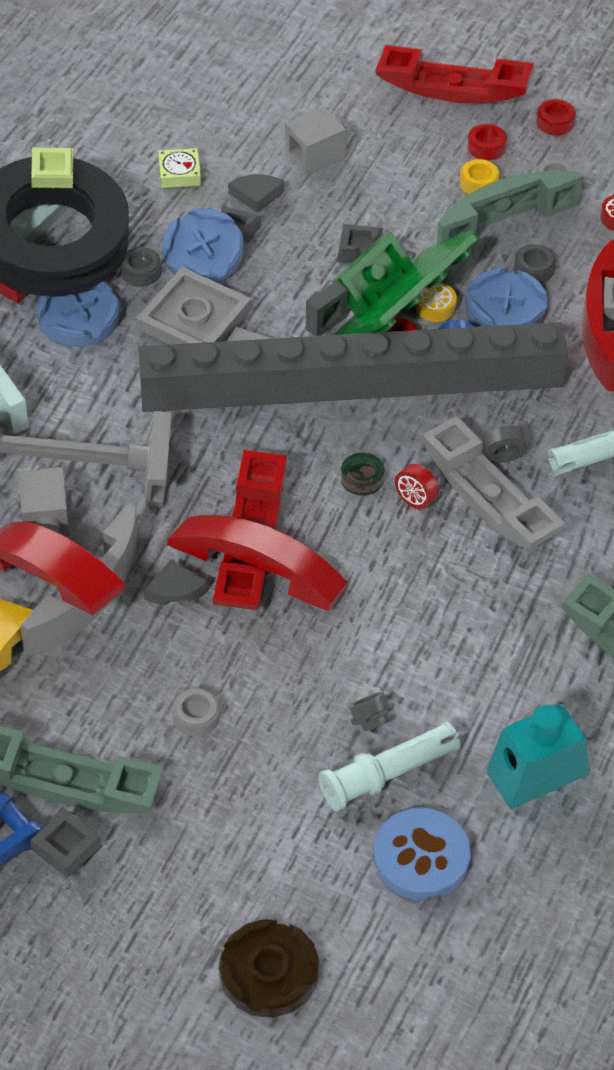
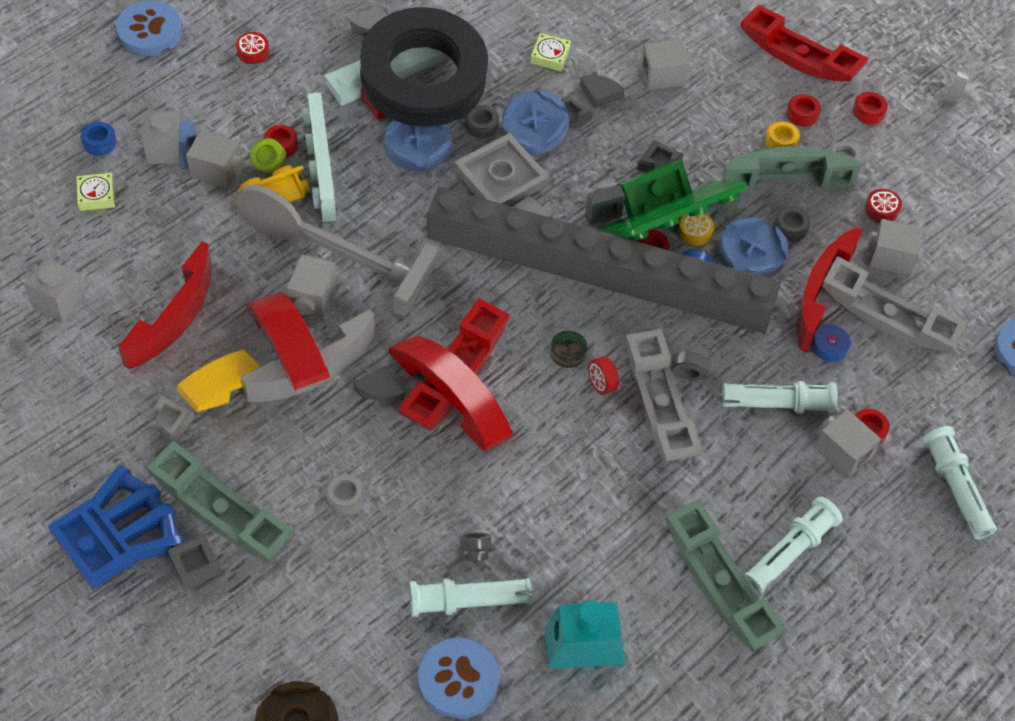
camera: 20 degrees right, 5 degrees up
(52, 167) = (441, 21): yellowish green tile -> none

